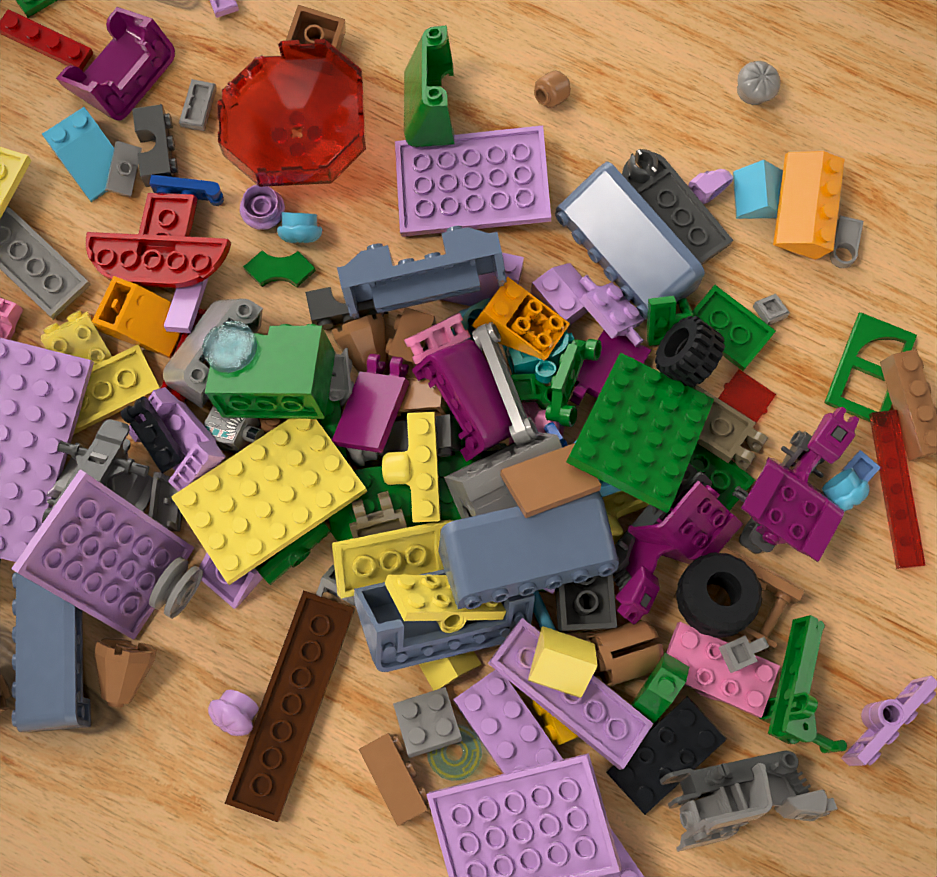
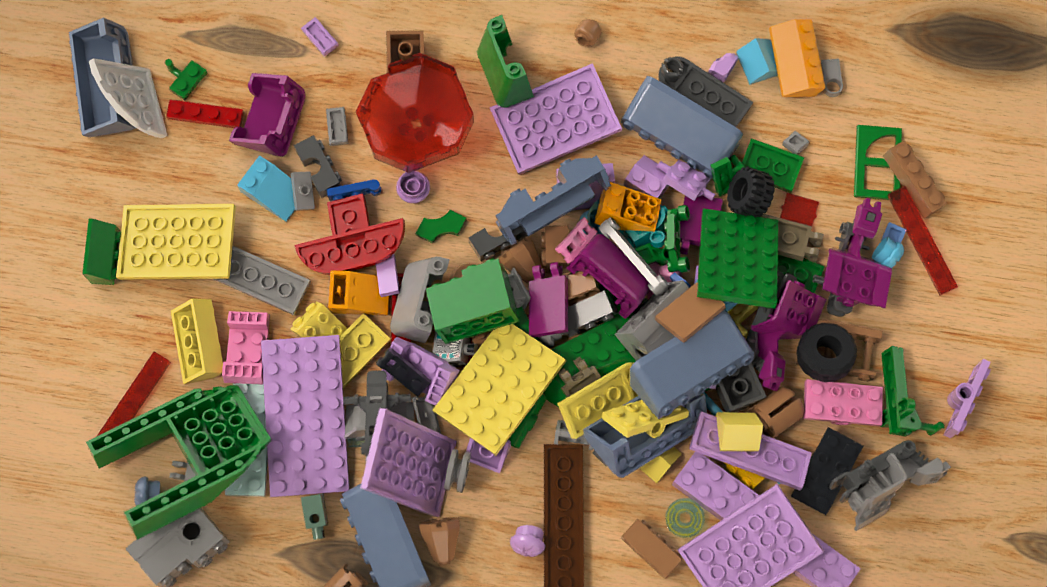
camera: 15 degrees left, 0 degrees up
(229, 346) = (439, 293): clear light blue tile -> none
(299, 228) = (445, 192): medium azure piece -> none
(417, 467) = (595, 333): light yellow plate -> none
(427, 722) = (660, 503): light grey plate -> none
(661, 687) = (809, 427): green slope -> none
(741, 652) = (854, 386): light grey plate -> none

